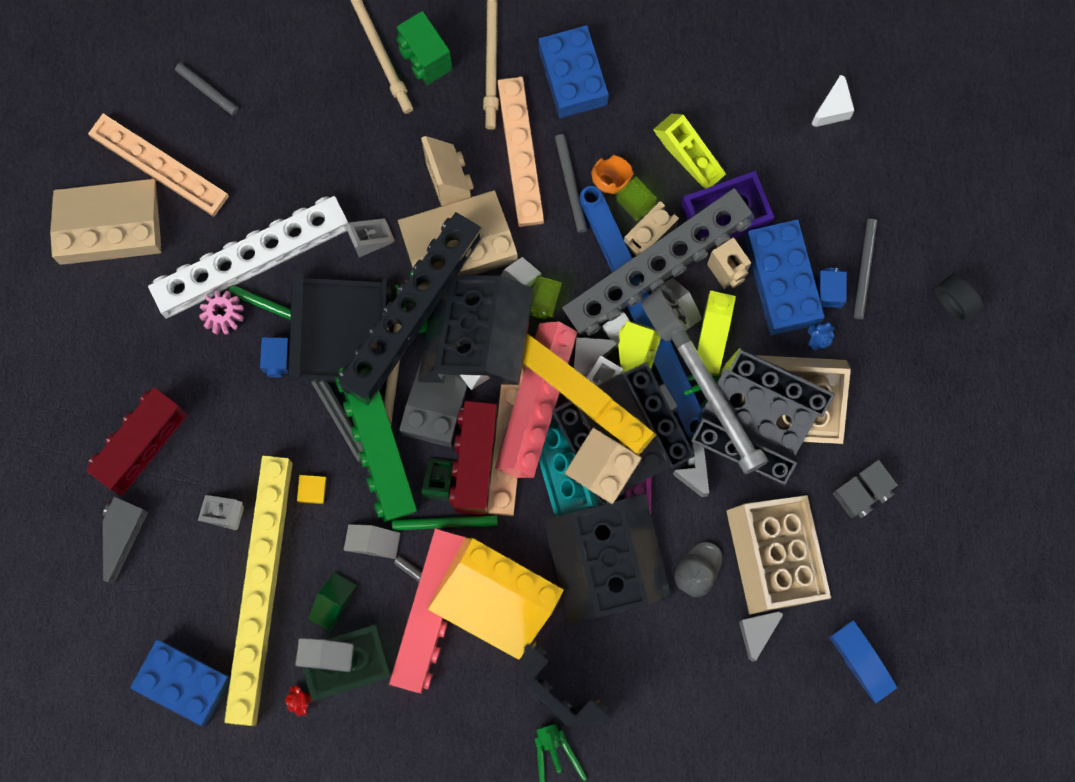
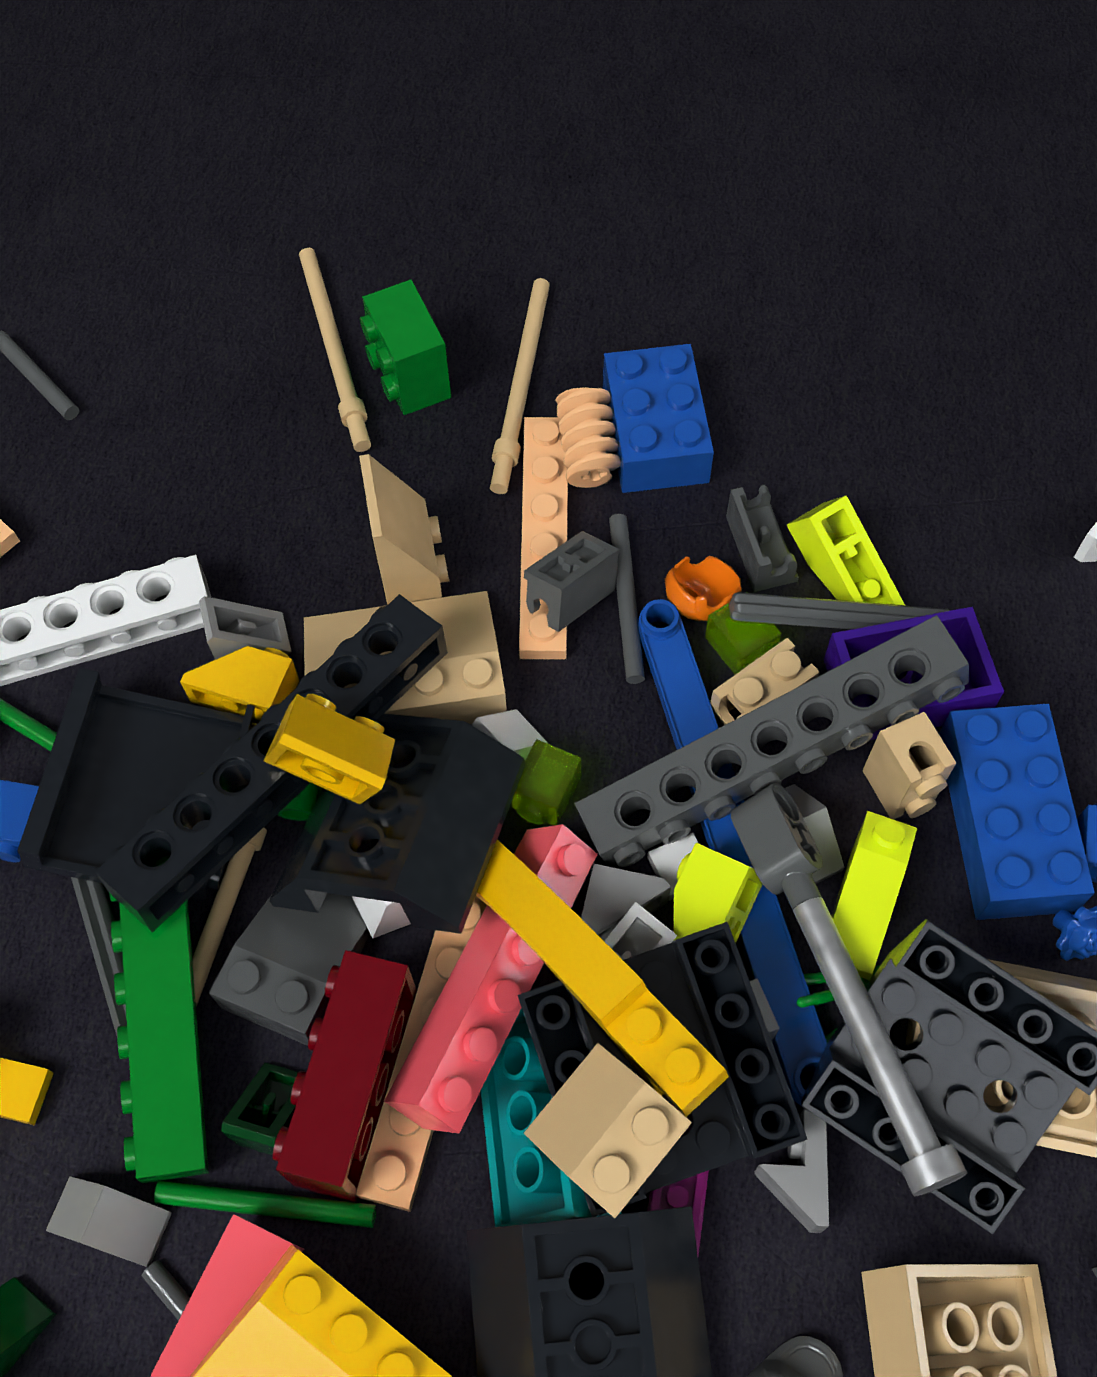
camera: 10 degrees right, 15 degrees down
(376, 264) = (242, 679): none -> yellow slope
(442, 305) = (331, 748): none -> yellow slope
(535, 90) = (587, 436): none -> light nougat piece
(541, 180) = (572, 579): none -> dark grey hinge
(640, 139) = (760, 540): none -> dark grey hinge
(683, 182) = (819, 612): none -> dark grey axle

